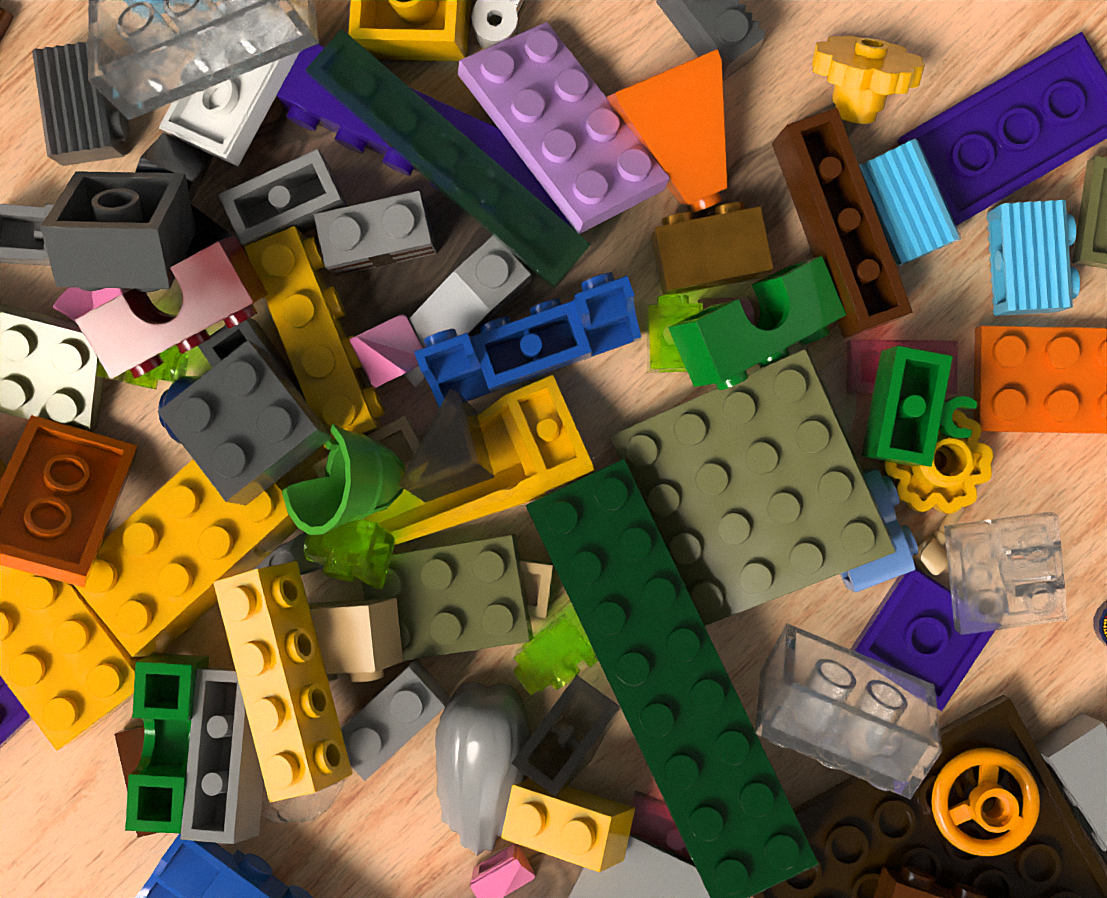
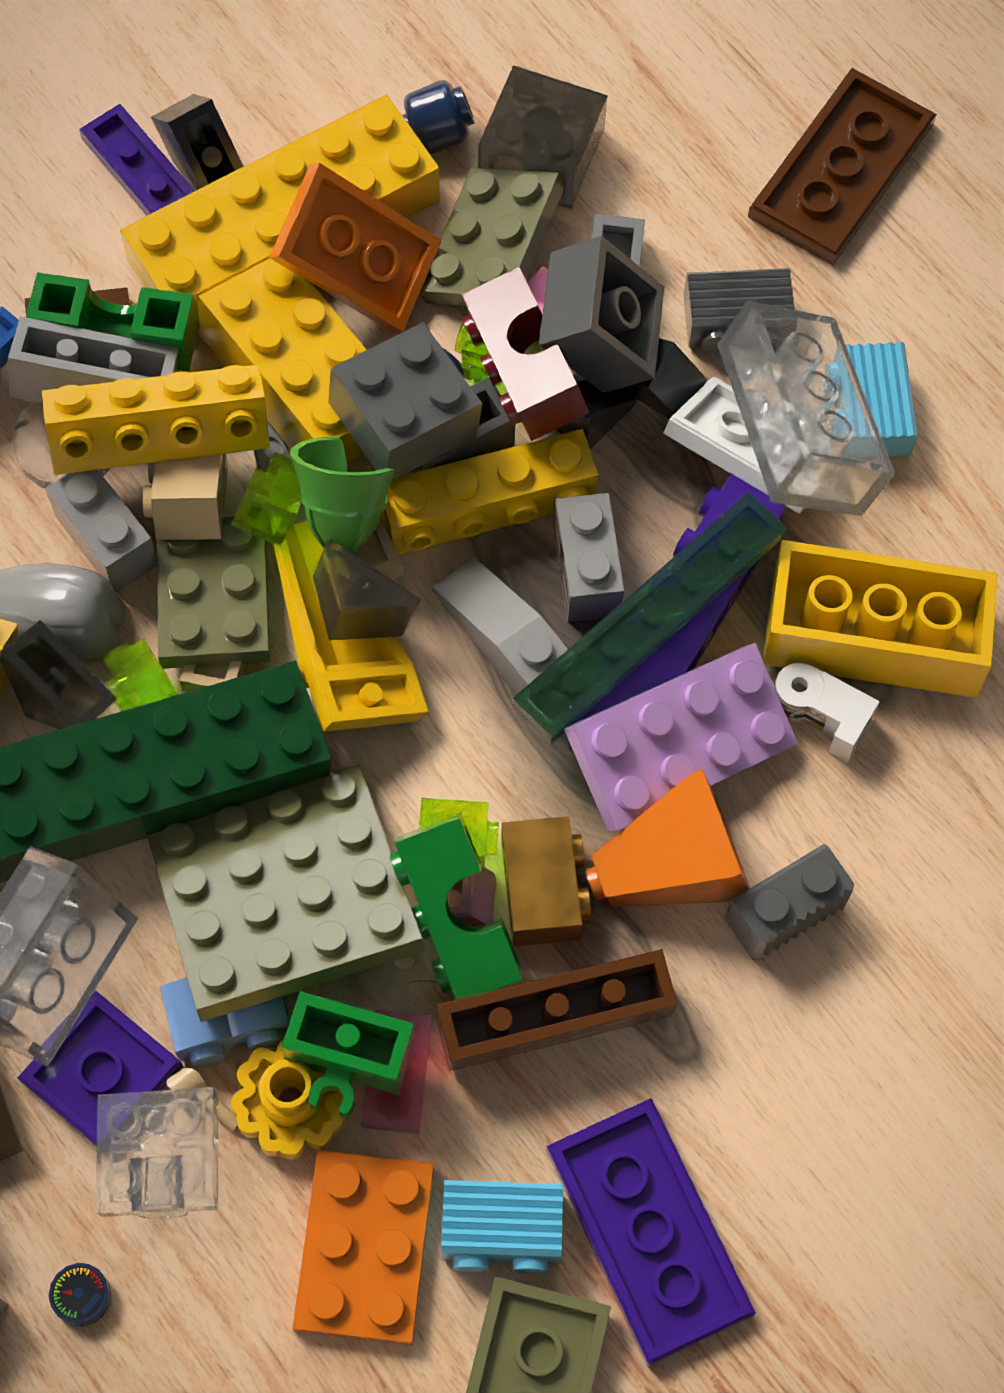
camera: 90 degrees right, 20 degrees down
(283, 198) = (628, 474): light grey brick -> none
(387, 350) = (469, 554): bright pink slope -> none
(520, 350) = (454, 671): blue bracket -> none
(865, 74) = (721, 1053): yellow plant -> none
(909, 203) = (574, 1088): medium azure brick -> none

